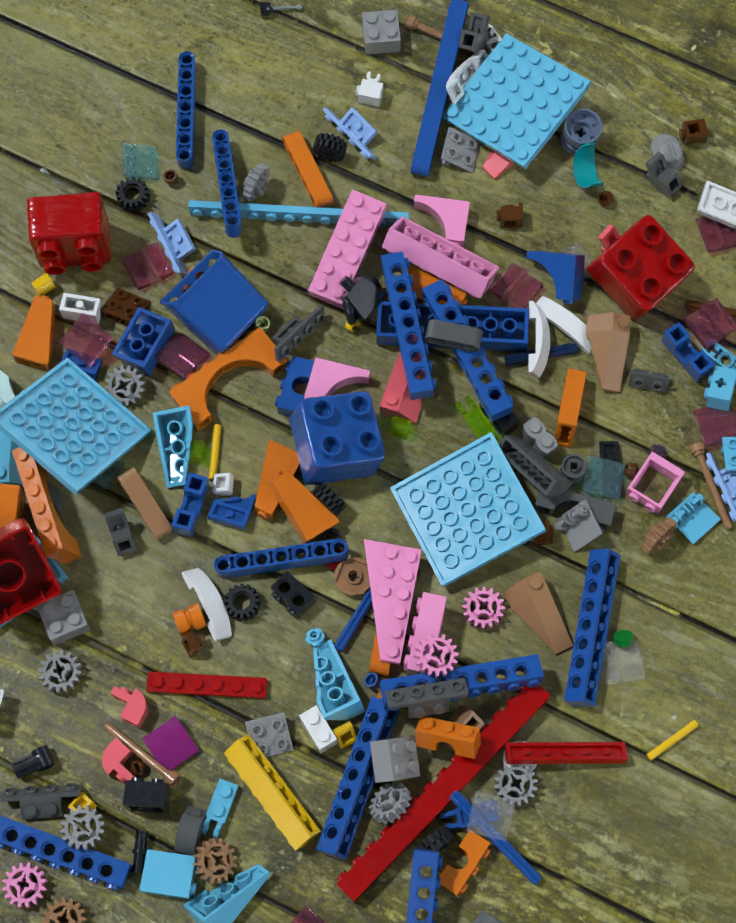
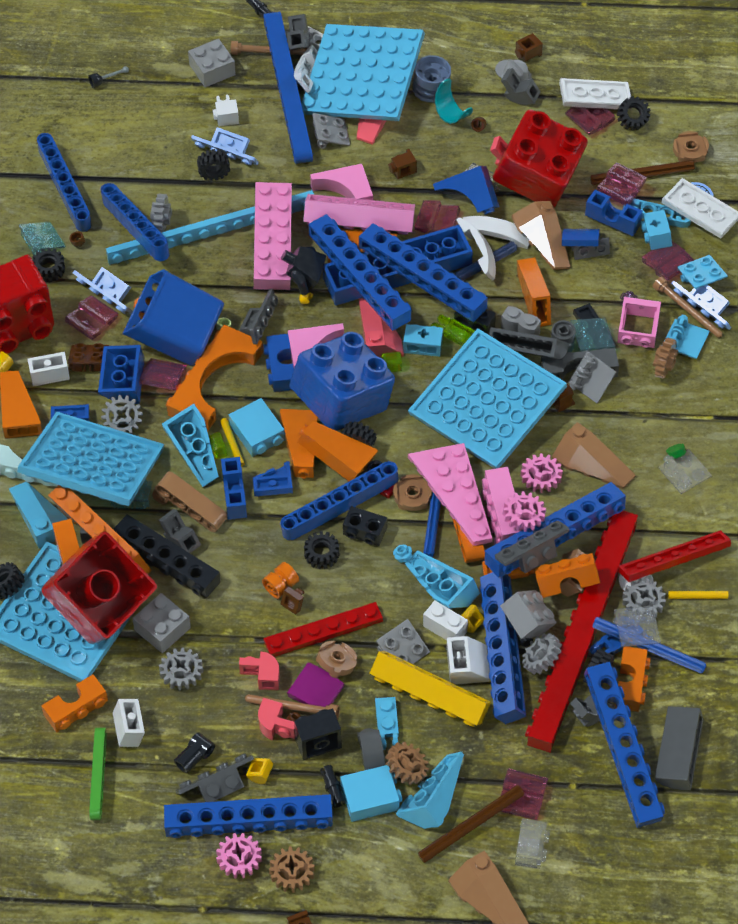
camera: 25 degrees left, 15 degrees down
(79, 506) = (176, 556): none -> black brick
(86, 339) = (67, 390): clear pink slope -> none
(87, 820) = (270, 779): light grey gear -> none
(191, 723) = (327, 658): none -> medium nougat plate
(211, 601) = (309, 573): white slope -> none
(223, 484) = (254, 463): white brick -> none
(242, 447) = (257, 427): none -> medium azure brick
(308, 170) = (200, 190): orange beam -> none
(319, 778) = (467, 660): none -> white slope
(372, 681) = (471, 569): blue hinge -> none
(400, 878) = (586, 710): none -> dark grey brick
(445, 424) = (423, 340): none -> medium azure brick
(454, 335) = (408, 259): dark grey beam -> none
(570, 800) = (697, 594): none -> yellow piece
(592, 628) = (645, 451): blue brick -> none
(631, 470) = (612, 321): reddish brown hinge -> none
(643, 366) = (580, 237): none -> blue slope

